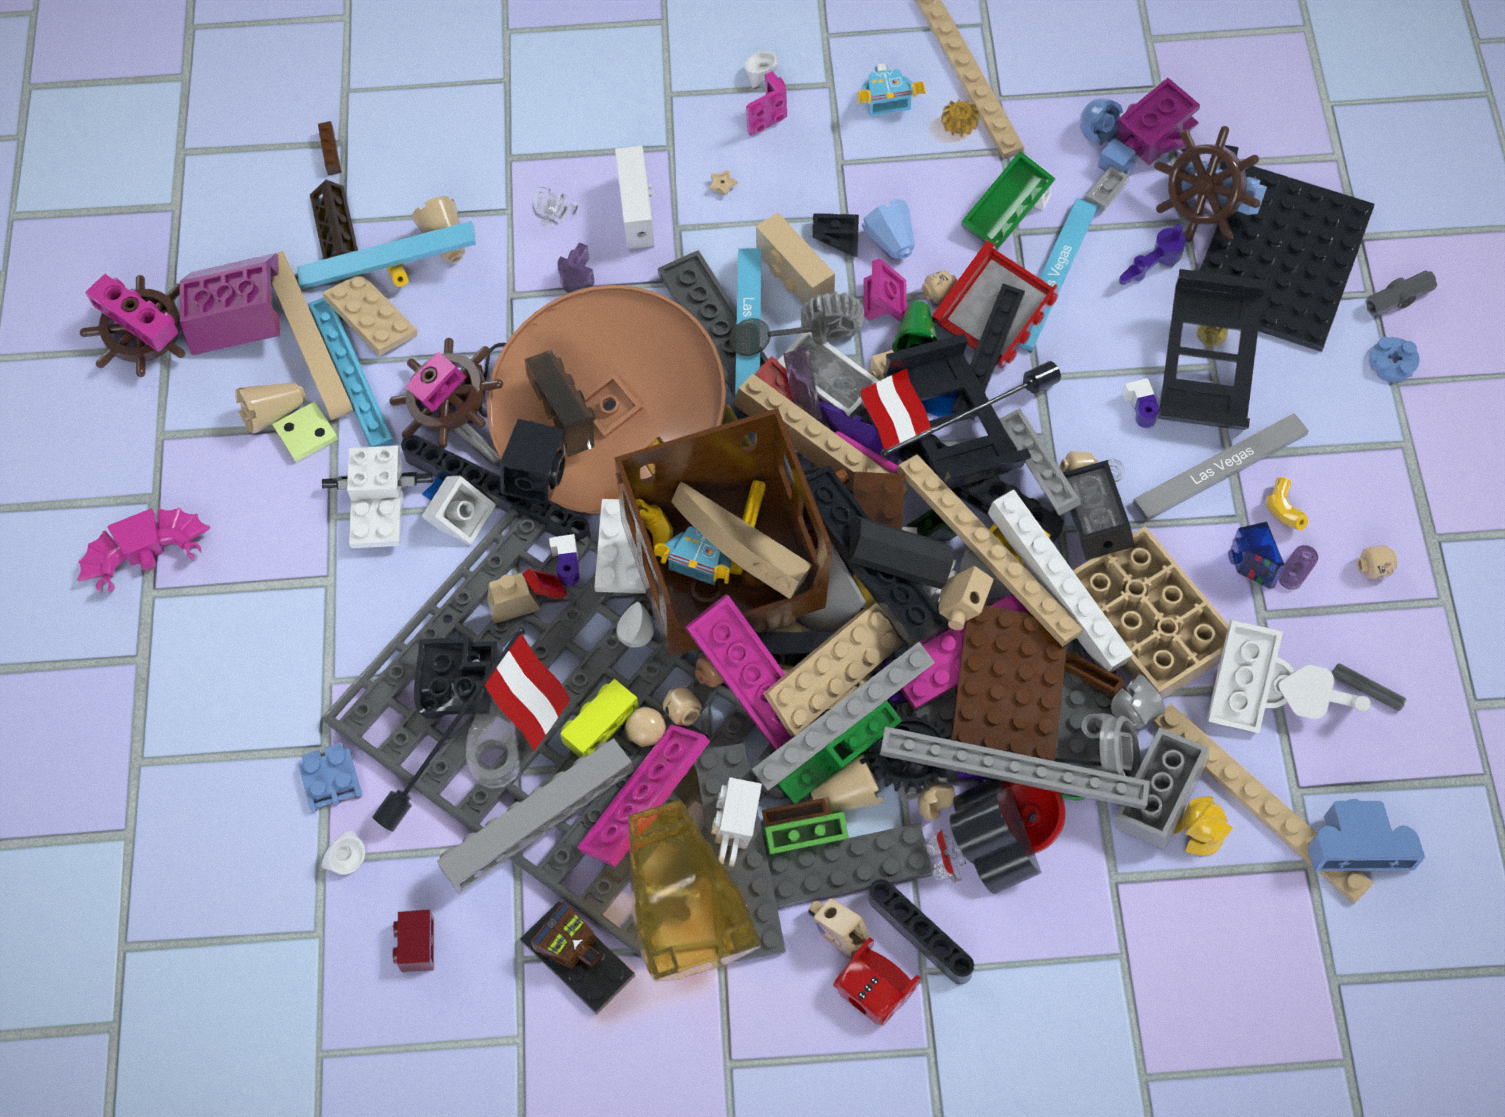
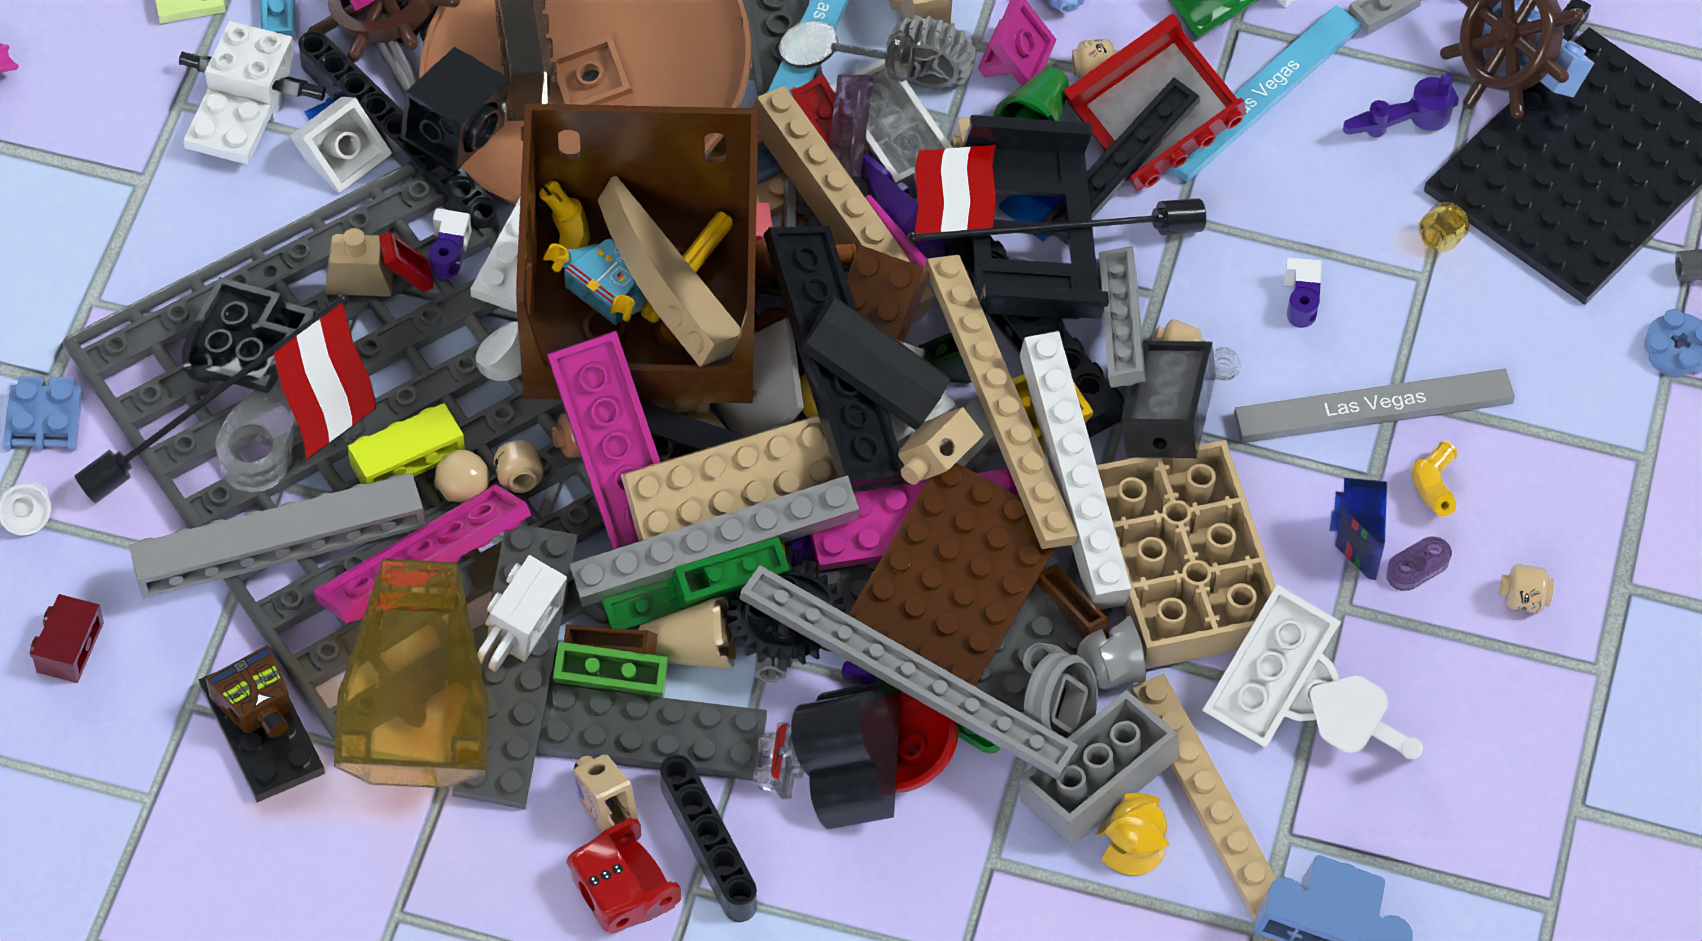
camera: 15 degrees right, 5 degrees down
(934, 799) = (797, 686): tan hair -> none
(1217, 303) = (1453, 190): black piece -> none
(1369, 687) = (1442, 740): dark grey axle -> none

